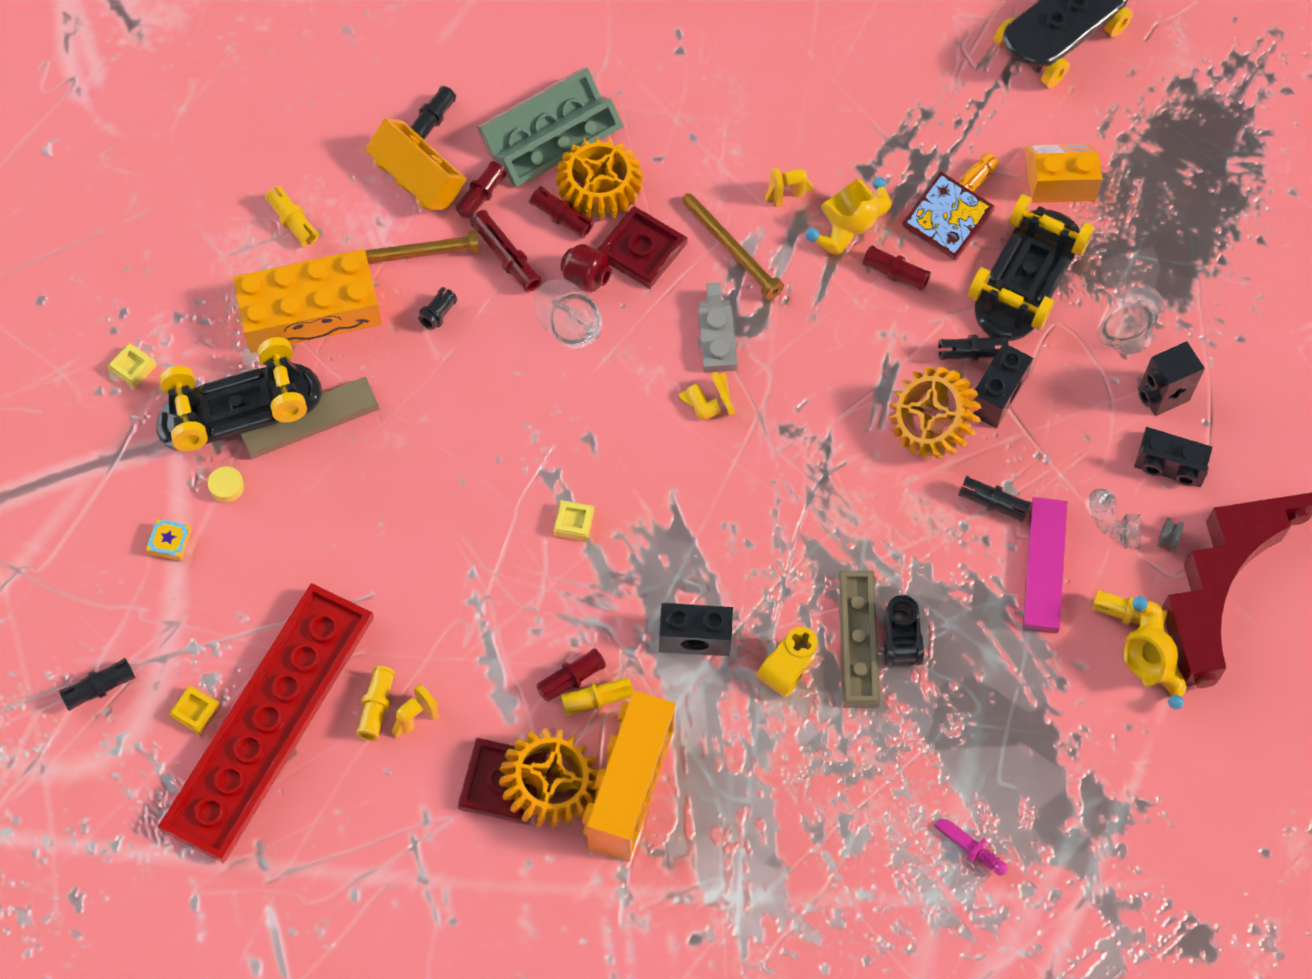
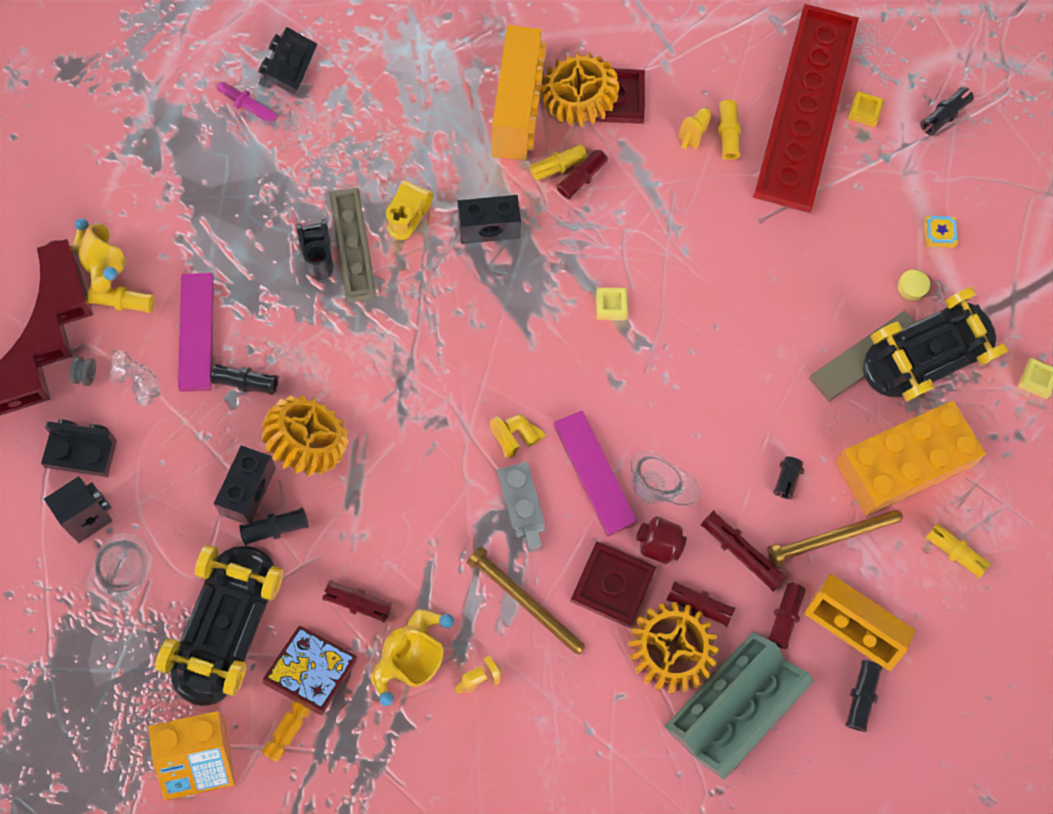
camera: 165 degrees right, 5 degrees up
(636, 350) = (595, 473): none -> dark pink tile
(916, 889) = (287, 61): none -> black bracket

